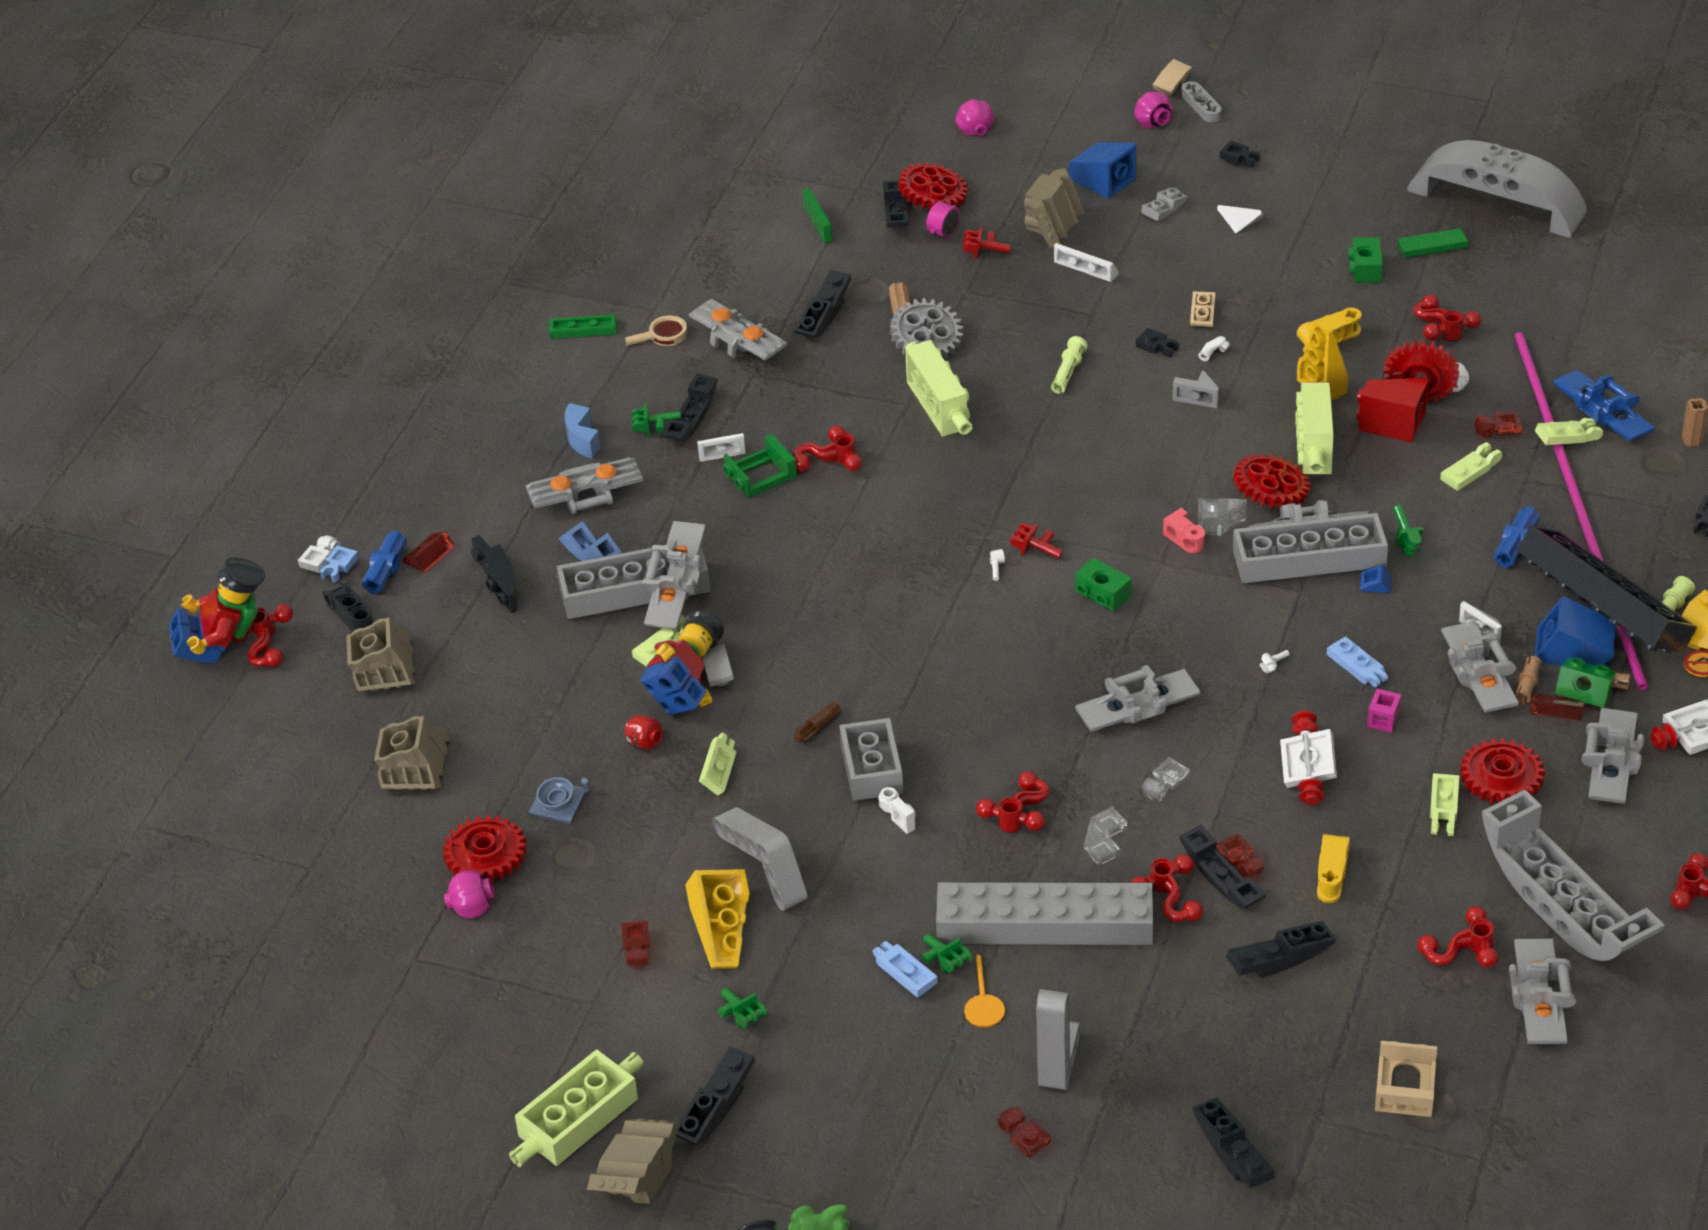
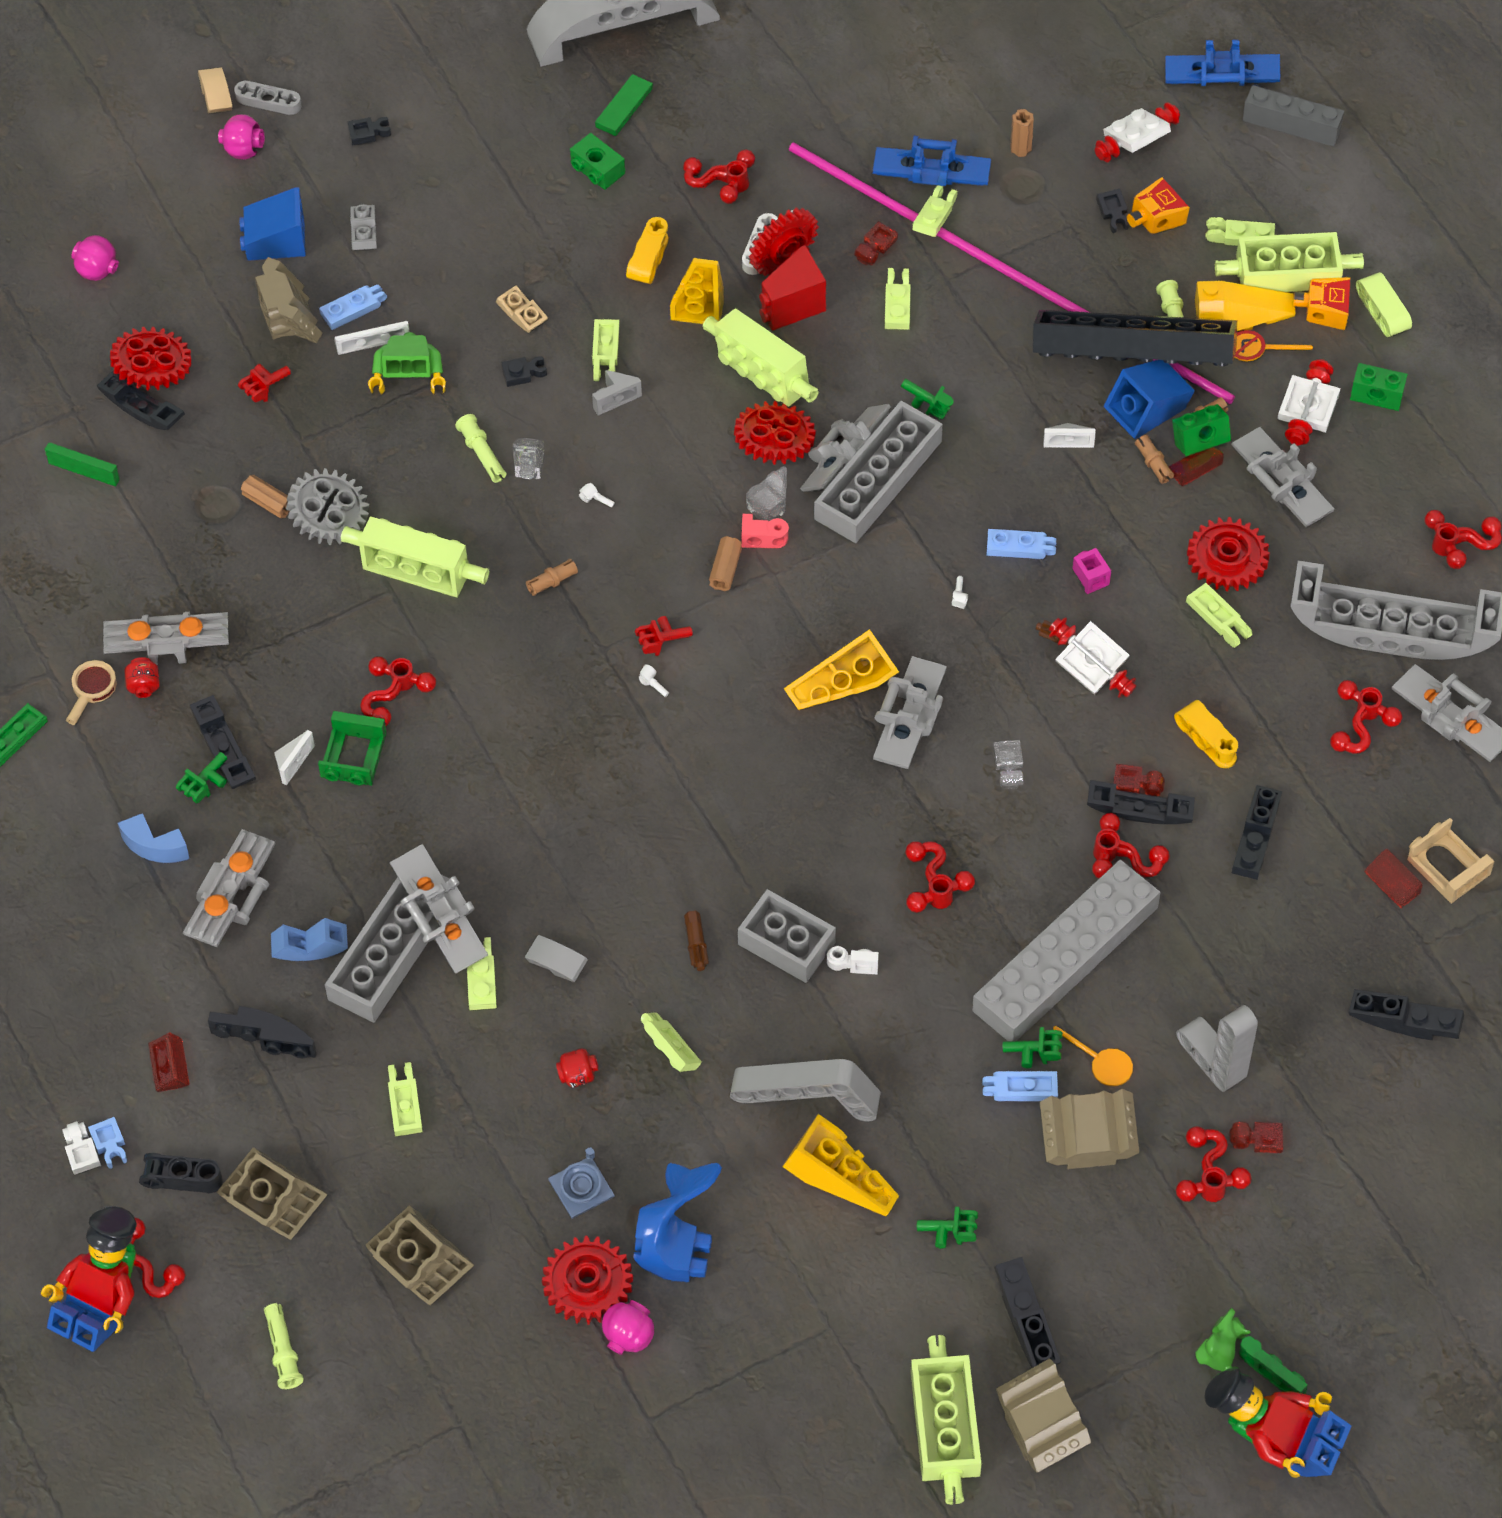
camera: 50 degrees left, 15 degrees up
(267, 747) = (284, 1357): none -> yellowish green pin
(384, 562) = (150, 1106): blue piece -> none
(524, 670) = (404, 1102): none -> yellowish green hinge
(554, 860) = (666, 1242): none -> blue hips
(636, 941) = (799, 1242): clear red plate -> none
(677, 666) = (537, 987): piece -> none
(693, 343) = (142, 677): none -> red head
(826, 305) = (206, 550): black slope -> none
(903, 1021) = (1089, 1129): none -> dark tan slope
(943, 219) = (203, 384): dark pink piece -> none
(948, 1123) = (1238, 1178): none -> red piece
(1012, 462) = (551, 577): none -> medium nougat pin
(1086, 284) = (407, 357): none -> bright green torso
(1087, 385) = (528, 458): none -> clear slope
(1098, 241) = (352, 306): none -> light blue hinge
(1100, 829) = (1023, 858): clear tile -> none
(1102, 434) = (589, 491): none -> white hand
(1103, 584) = (771, 622): green brick -> none
(1125, 644) = (849, 671): none -> yellow wedge
(1134, 531) = (725, 563): none -> medium nougat axle
(1212, 345) = (571, 341): white arm -> none
(1227, 362) = (605, 345): none -> yellowish green hinge
(1239, 217) = (442, 195): white slope -> none
(1347, 1058) = (1394, 878): none -> clear red slope
(1376, 580) = (947, 460): blue slope -> none
(1483, 677) = (1107, 482): light grey piece -> none
(1513, 535) = (1006, 338): blue piece -> none

